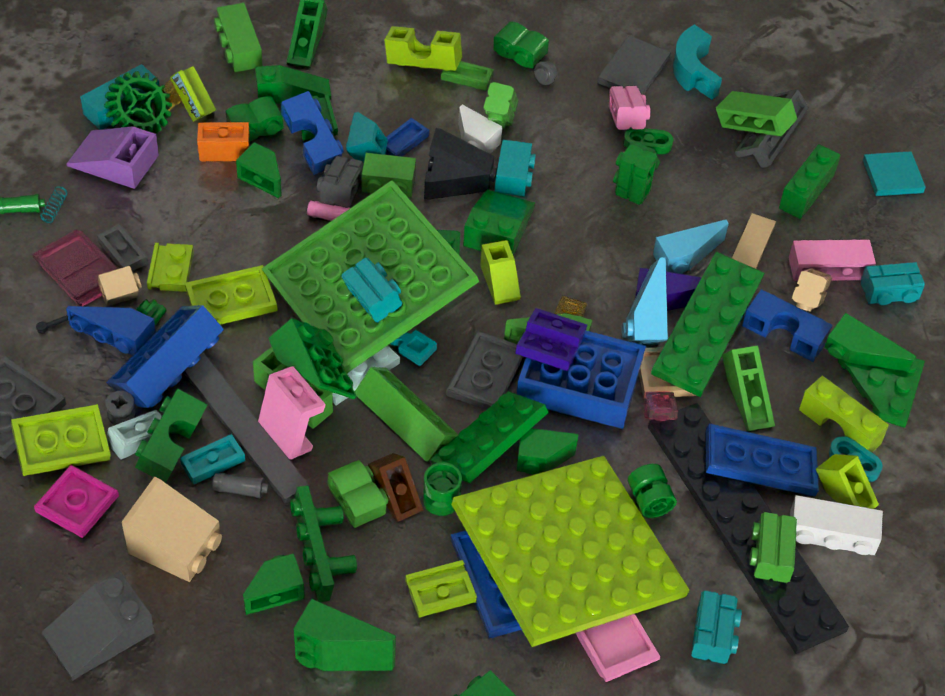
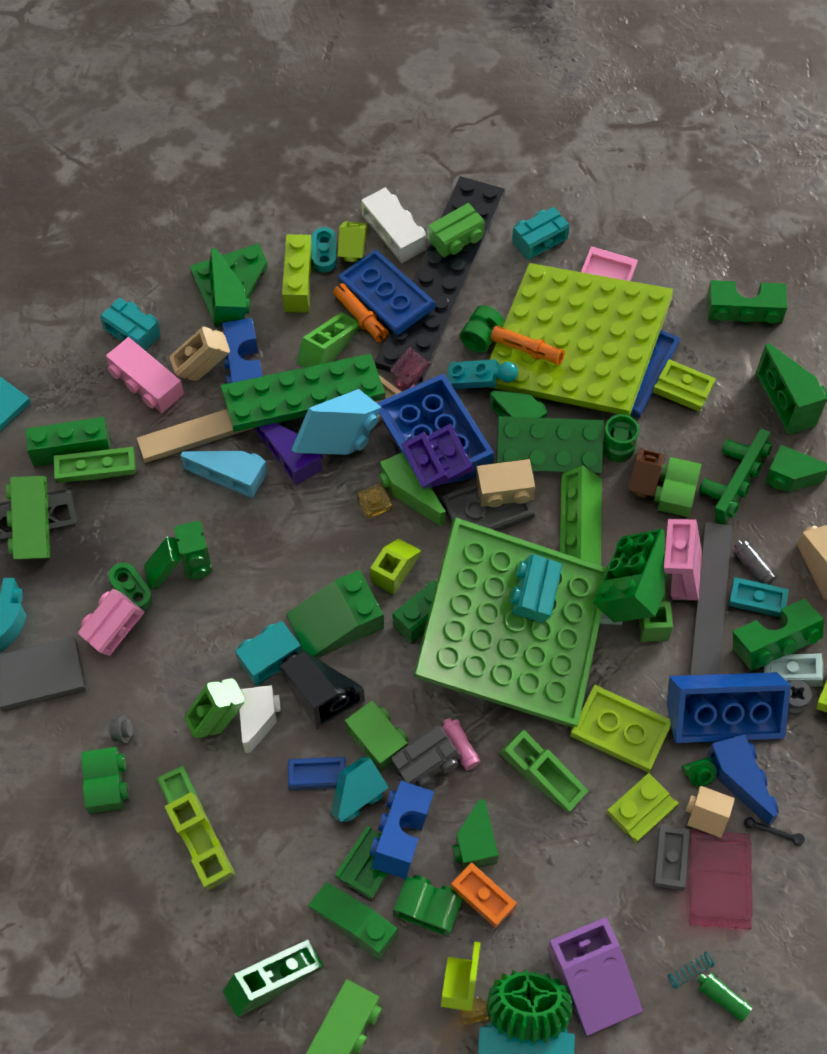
camera: 130 degrees left, 10 degrees up
(260, 234) = (543, 770): none -> bright green slope
(487, 378) = (505, 483): none -> tan brick
(583, 491) = (536, 348): none -> orange pin
(607, 450) = (480, 373): none -> teal plate
(764, 429) = (366, 319): none -> orange pin
(770, 180) = (94, 465): none -> bright green plate

